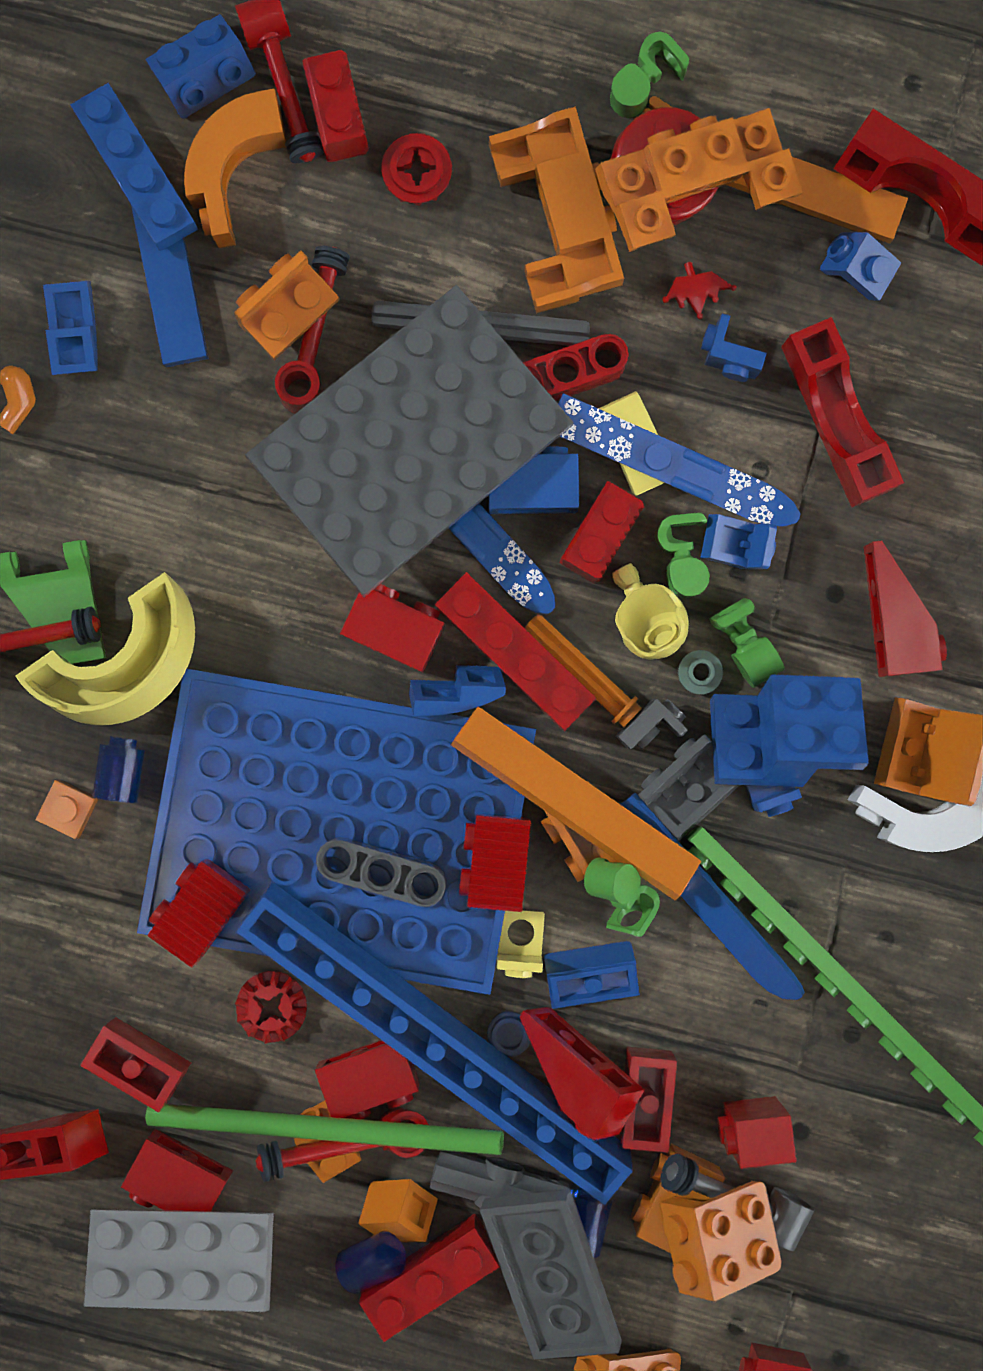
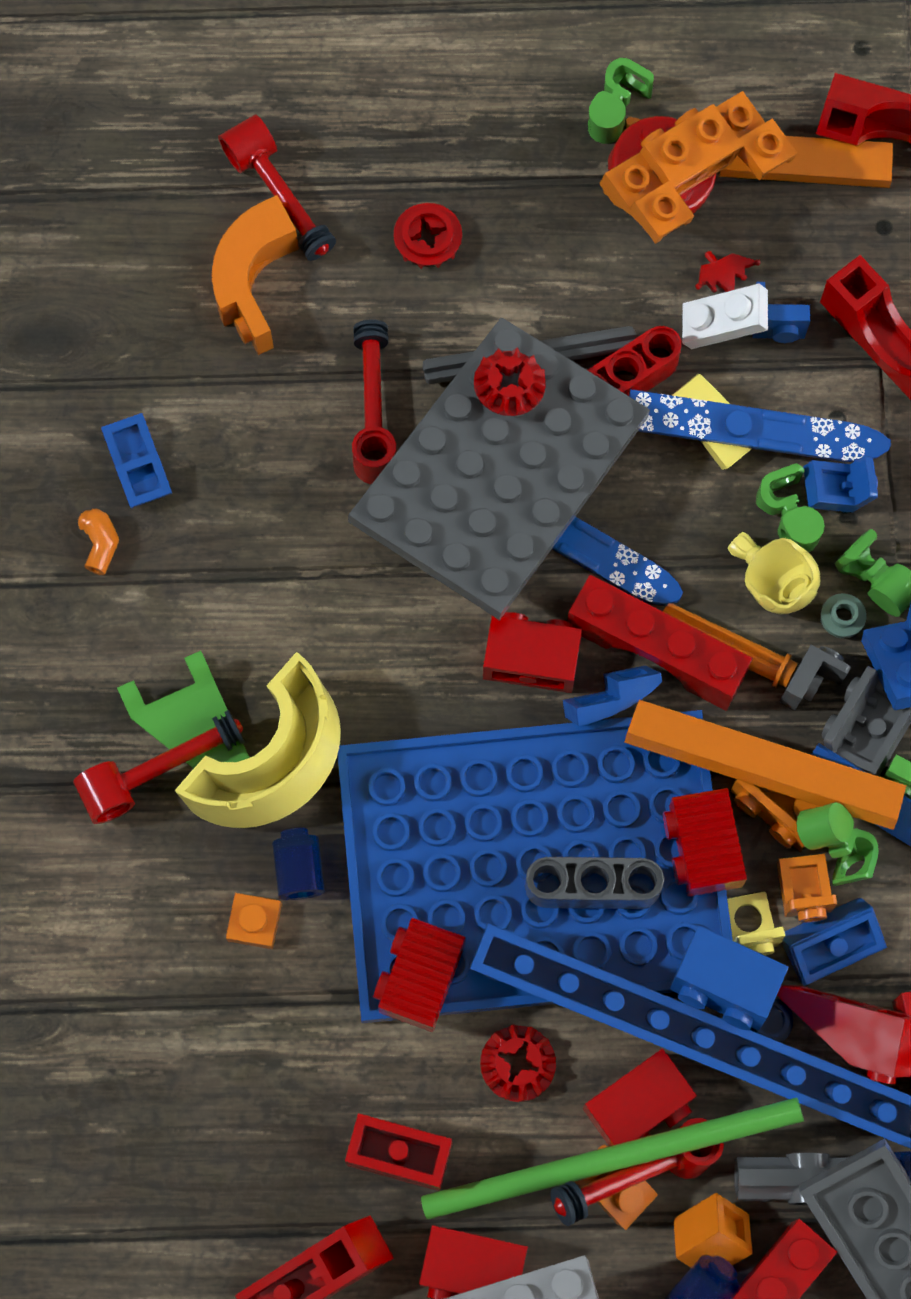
camera: 15 degrees left, 15 degrees down
(134, 167) = (161, 300): blue plate -> none
(172, 299) = (218, 390): blue tile -> none
(201, 66) = (199, 197): blue bracket -> none
(284, 304) = (342, 380): orange bracket -> none
(335, 105) = (337, 198): red brick -> none
(436, 380) = (510, 399): none -> red gear
(470, 1009) = (728, 979): none -> blue slope
(541, 486) = (634, 484): blue piece -> none
(569, 188) = (585, 227): orange bracket -> none
(580, 924) = (806, 887): none -> orange bracket
(602, 532) = (707, 510): red brick -> none
(681, 340) = (725, 316): none -> white plate
(861, 263) = (870, 208): blue bracket -> none

